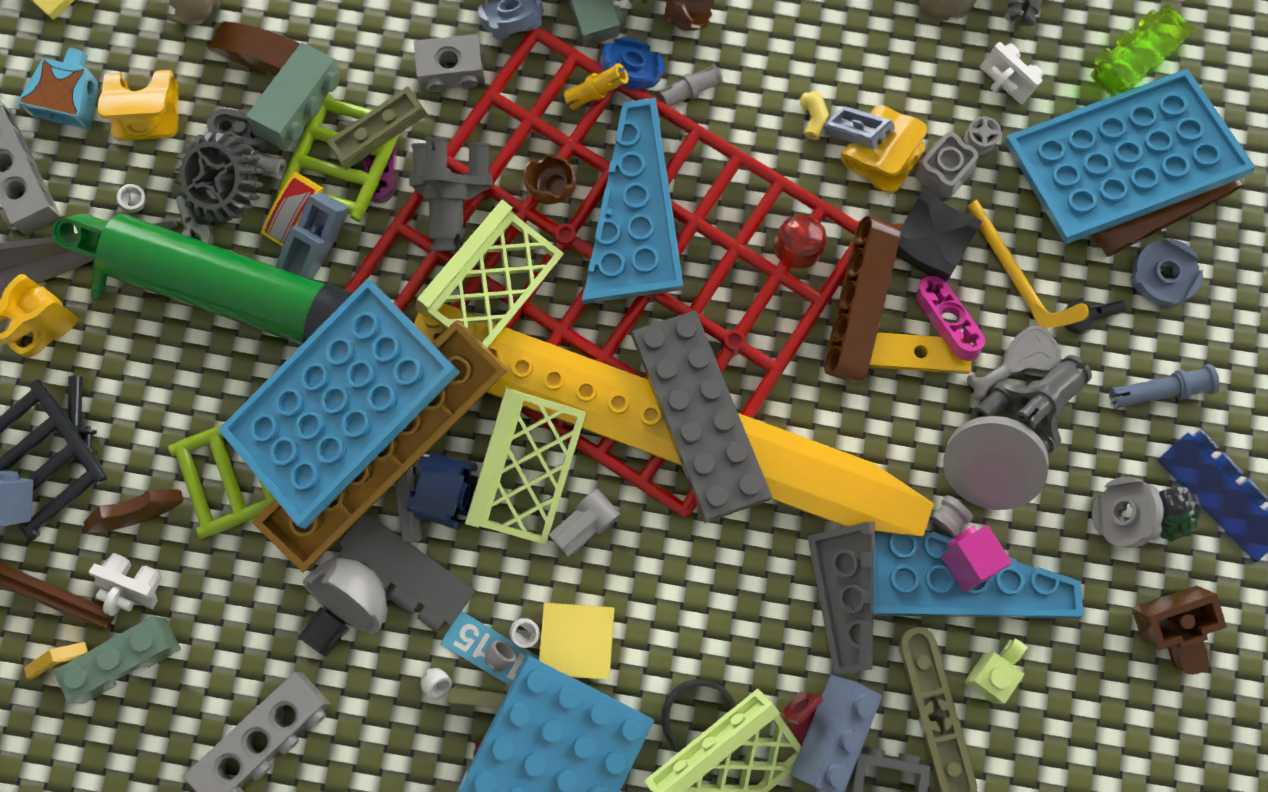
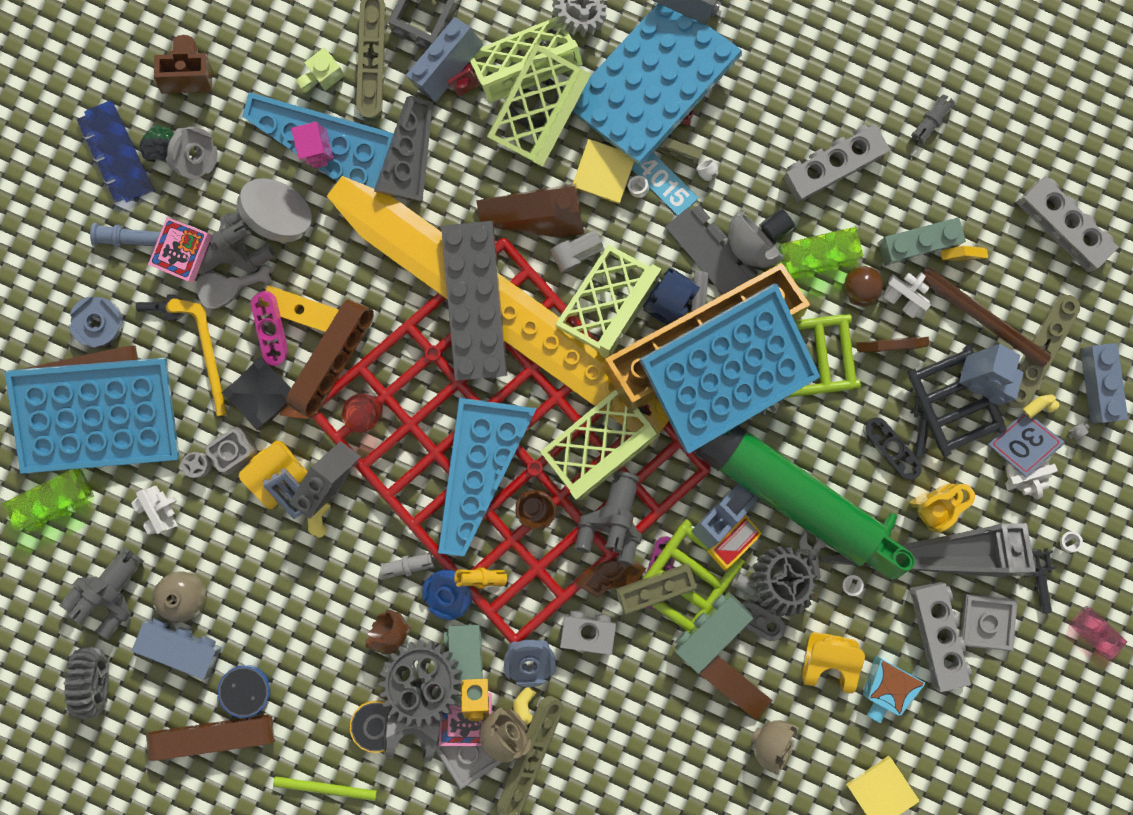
camera: 165 degrees left, 10 degrees up
(106, 365) = (881, 448): none -> black beam
(189, 581) = (863, 286): none -> reddish brown hair
(254, 608) = (821, 252): none -> clear neon green brick
(451, 123) = (609, 575): none -> reddish brown tile
(499, 655) = (657, 171): light grey hinge -> none
(647, 563) = (539, 212): none -> reddish brown wedge
(656, 704) = (559, 115): none -> yellowish green fence
(819, 145) = (324, 479): none -> dark grey window
(950, 516) = (317, 186): light grey wheel -> none
(1097, 380) = (180, 250): none -> tile

